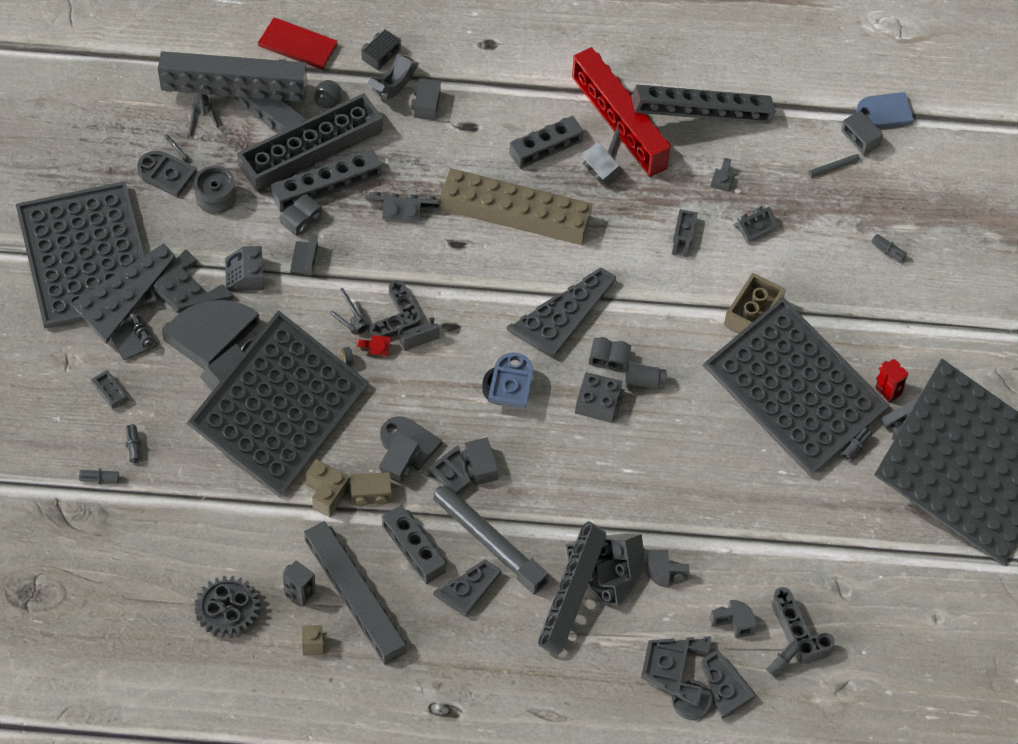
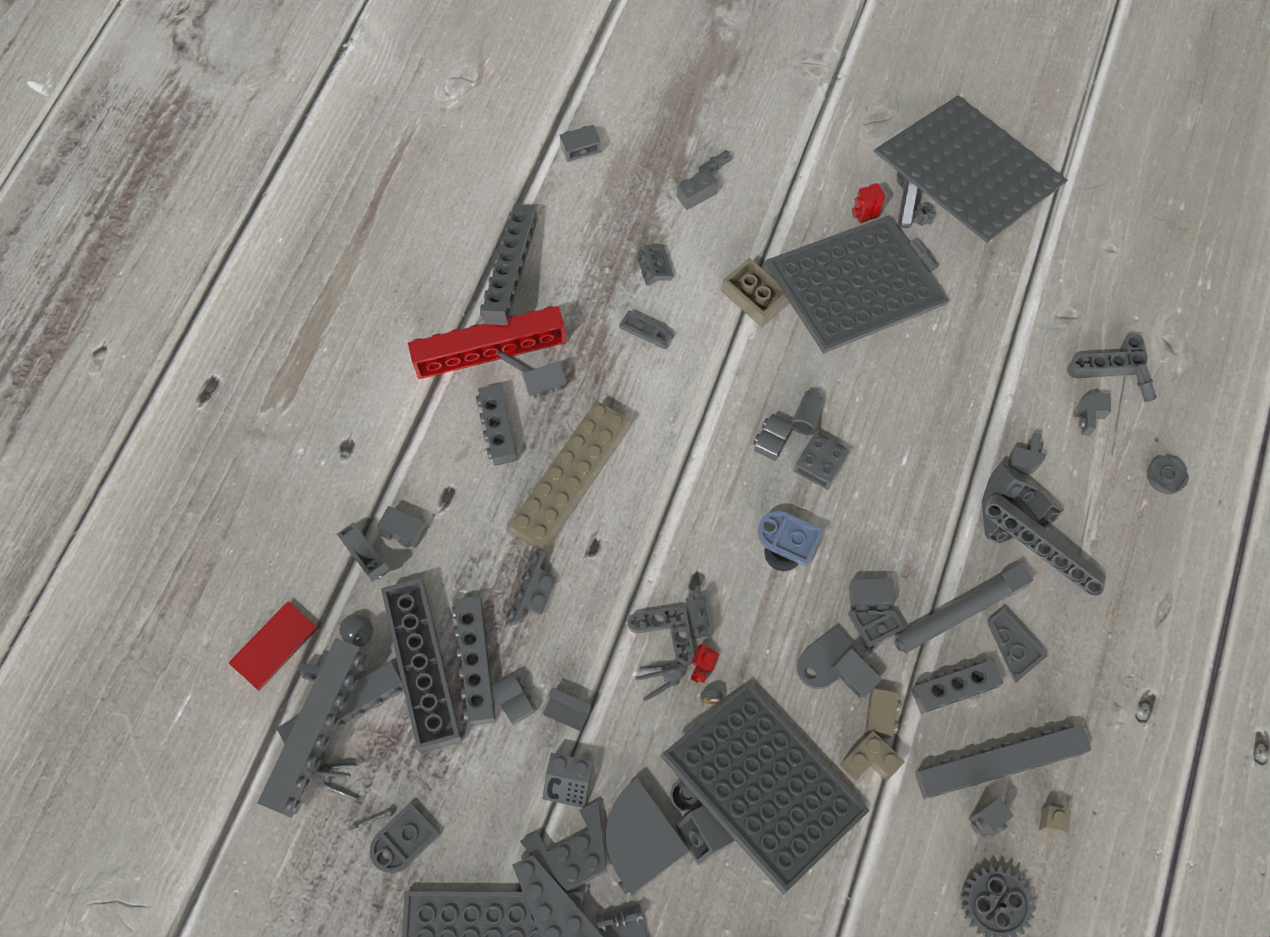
camera: 70 degrees left, 10 degrees up
(215, 189) = (461, 796): dark grey wheel -> none
(381, 49) = (317, 557): dark grey brick -> none
(560, 316) = (717, 475): dark grey wing -> none
(666, 662) = (1130, 485): dark grey wing -> none
(722, 178) = (589, 278): dark grey plate -> none
(725, 684) = (1159, 440): dark grey wing -> none
(834, 165) = (605, 180): dark grey bar -> none
(851, 238) = (697, 189): none -> dark grey brick
(887, 110) = (555, 117): sand blue tile -> none

